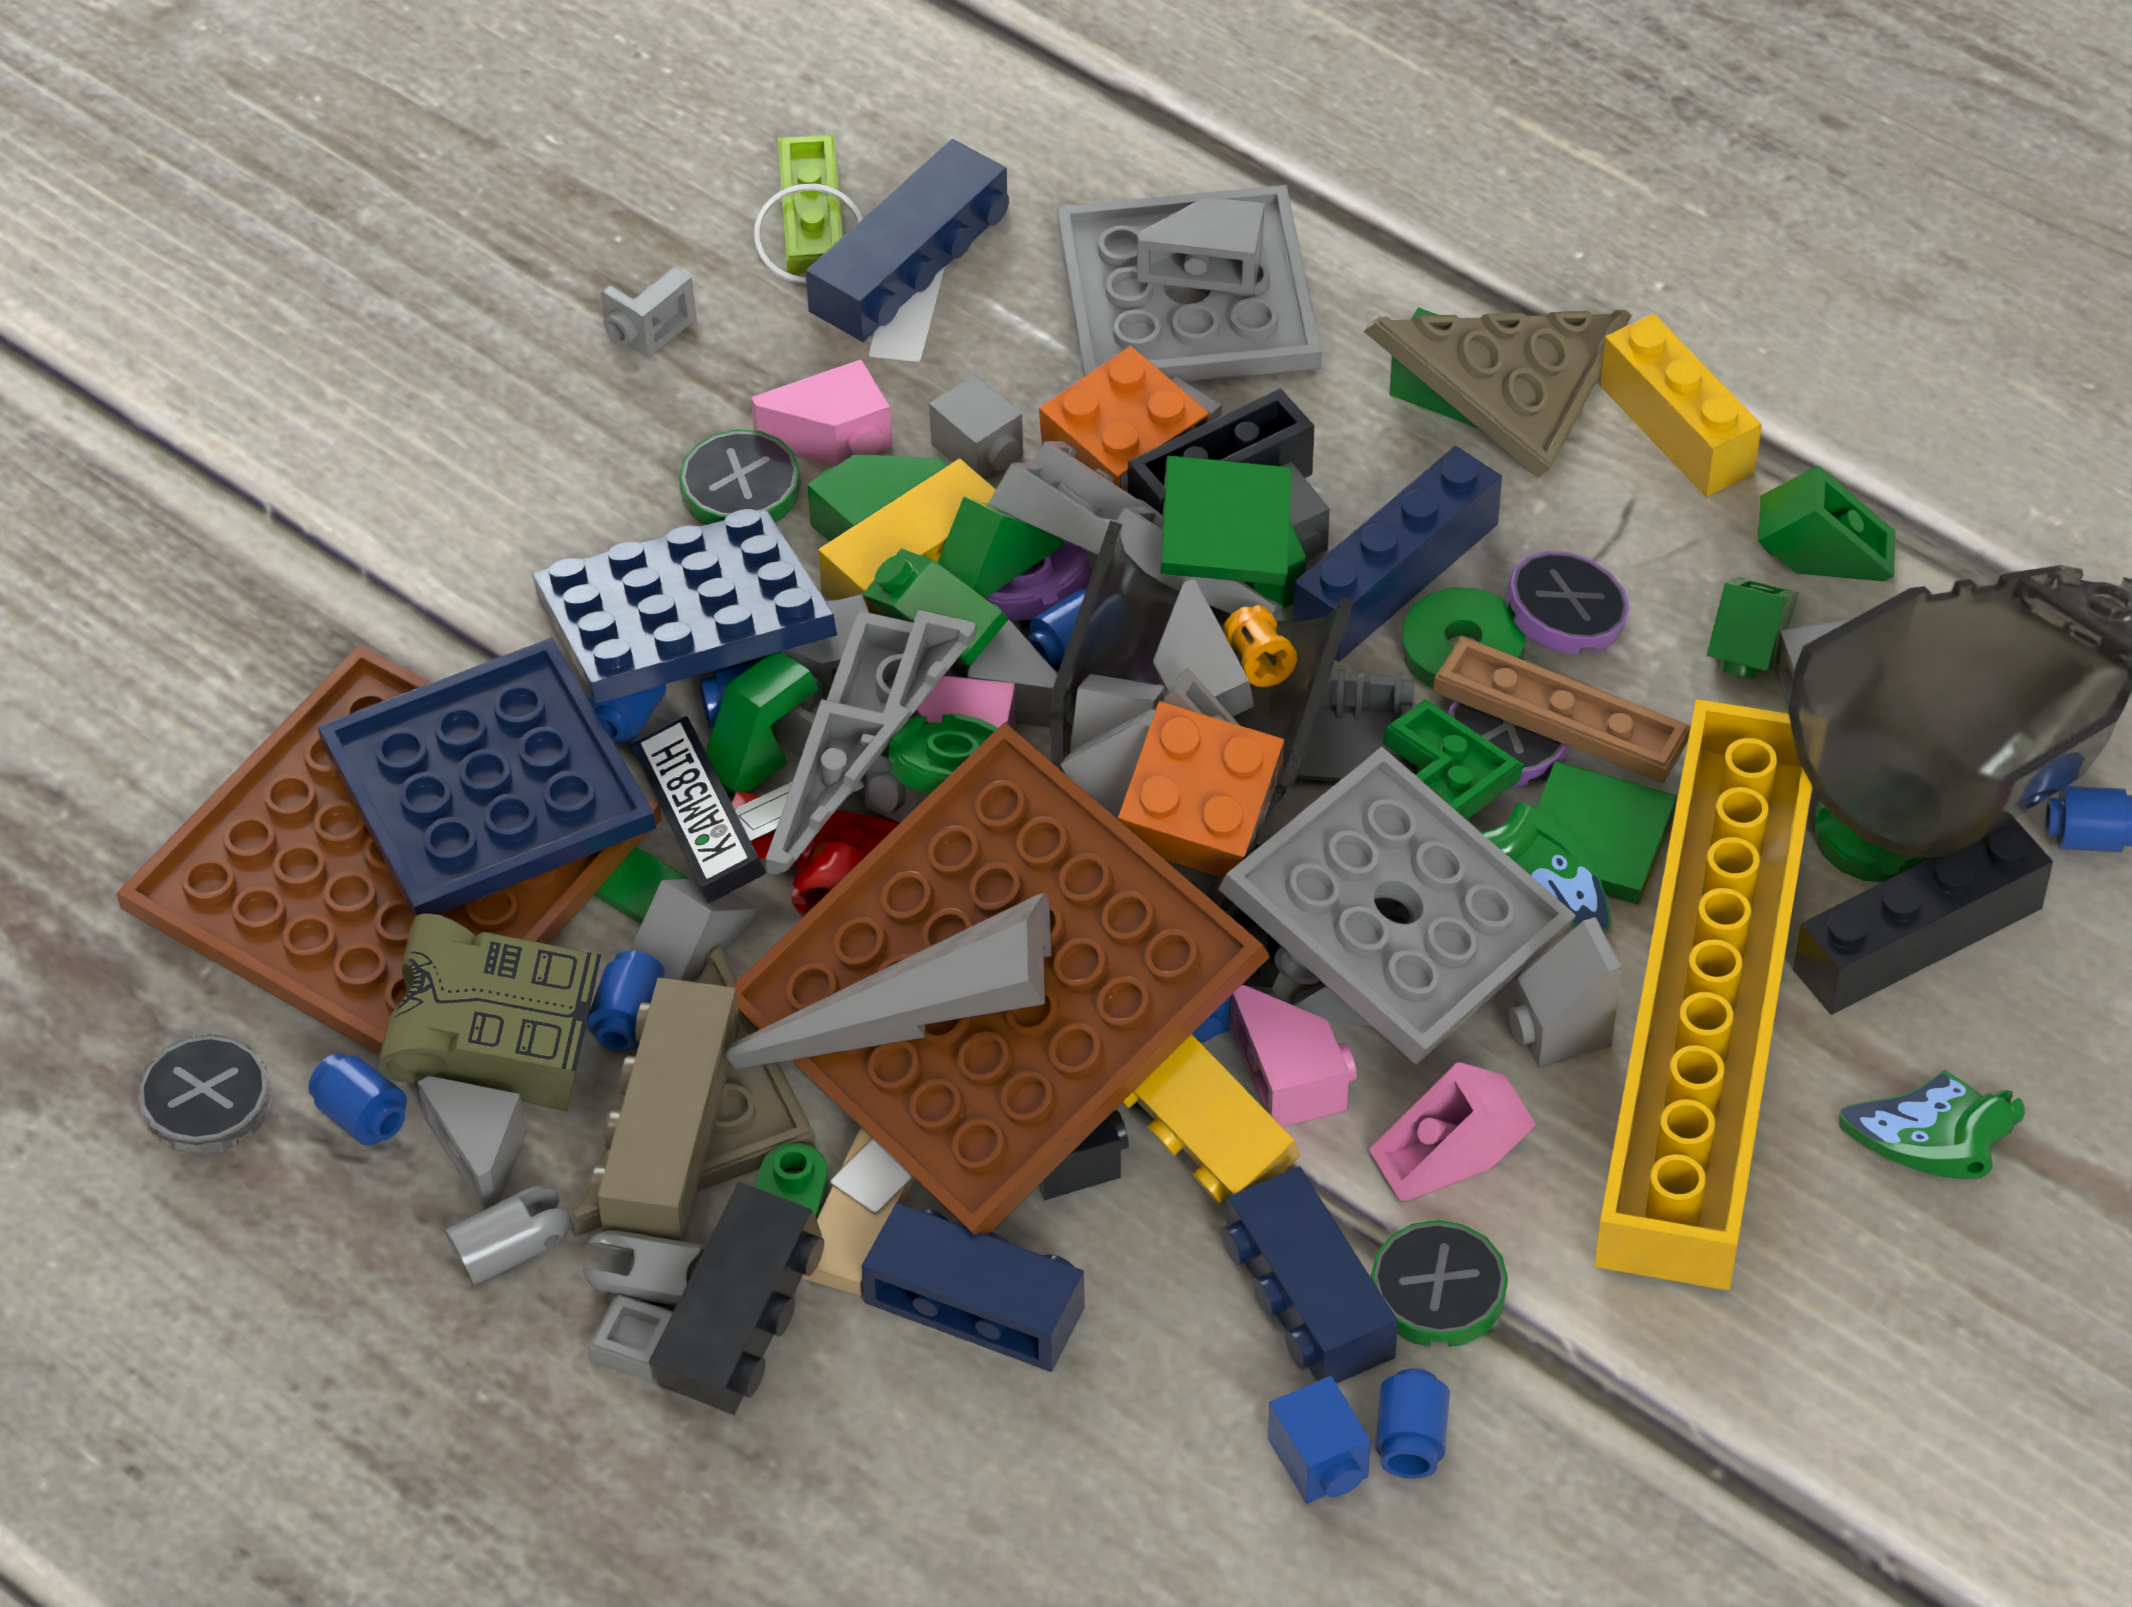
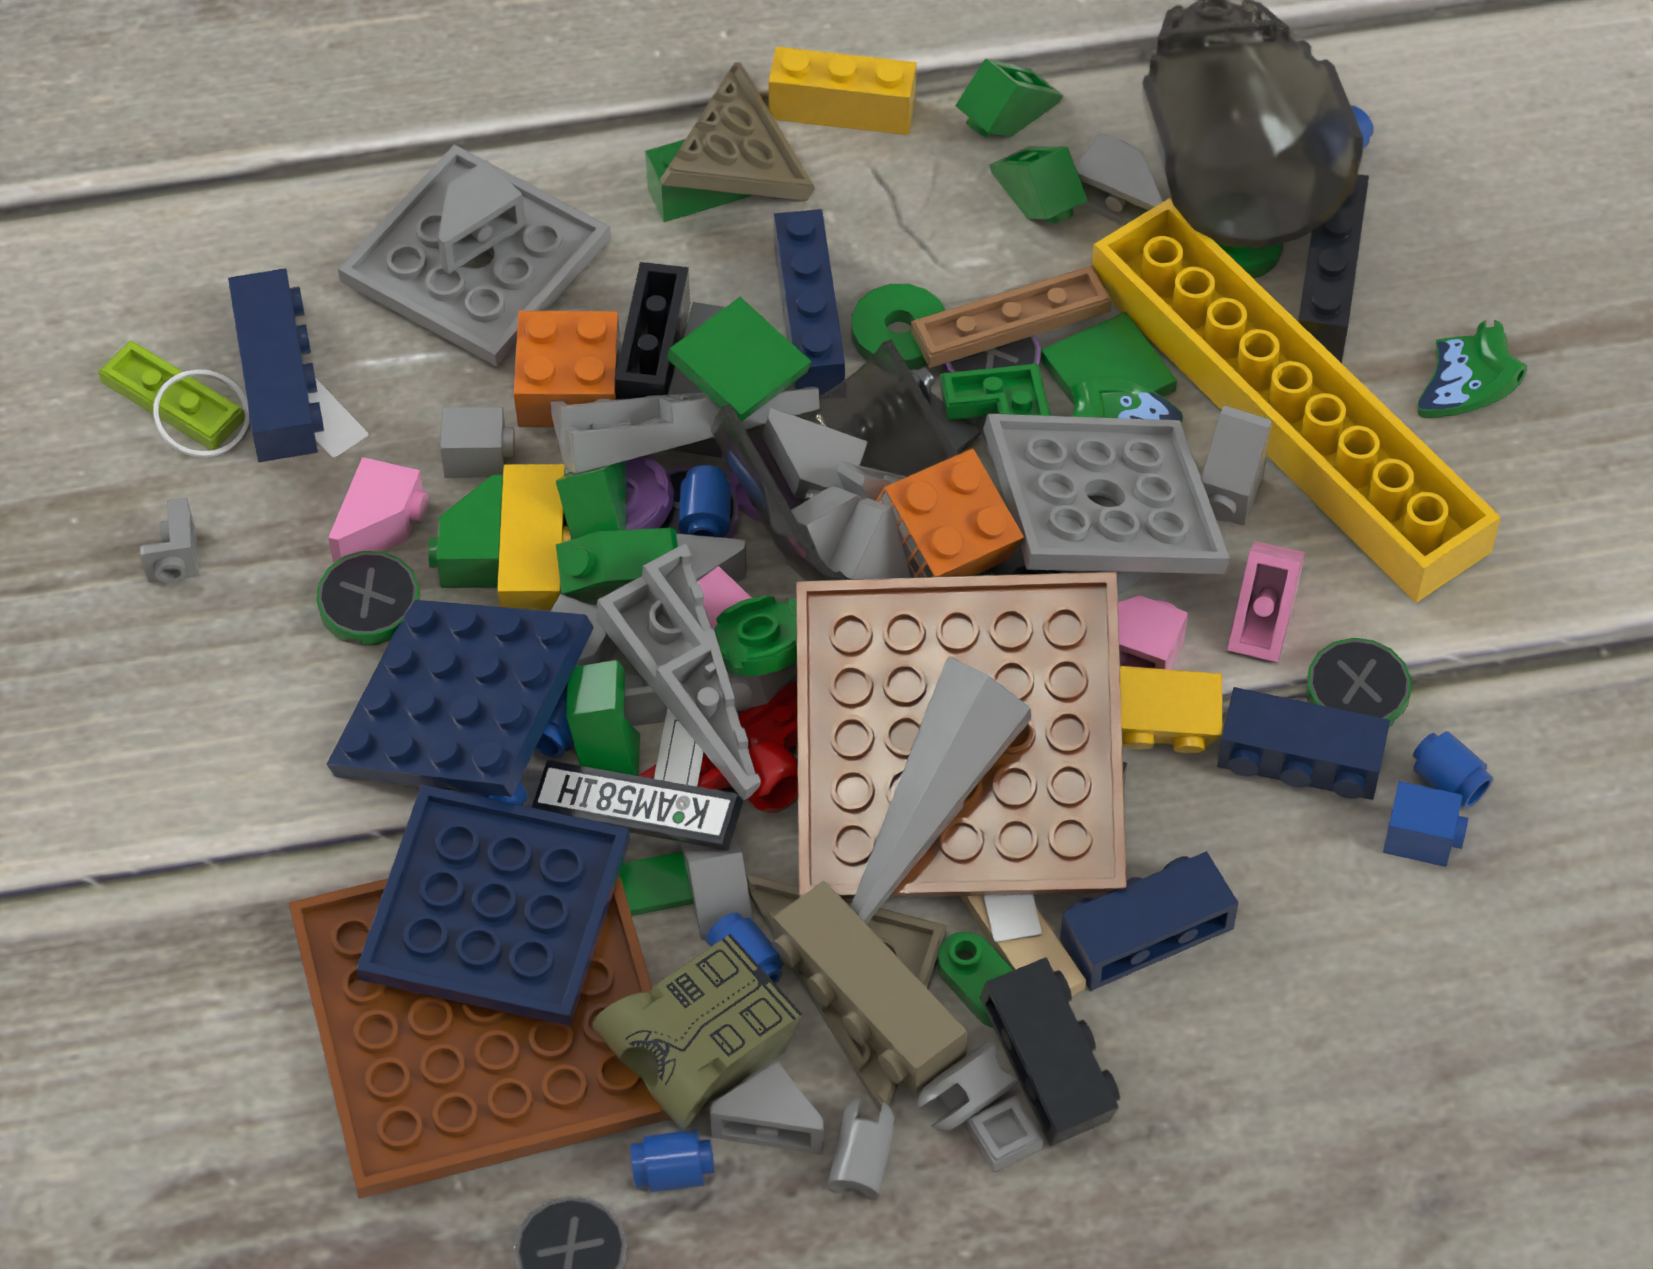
camera: 50 degrees left, 5 degrees up
(1254, 660) = (856, 415): light orange bush -> none
(1566, 602) = (930, 255): tile -> none

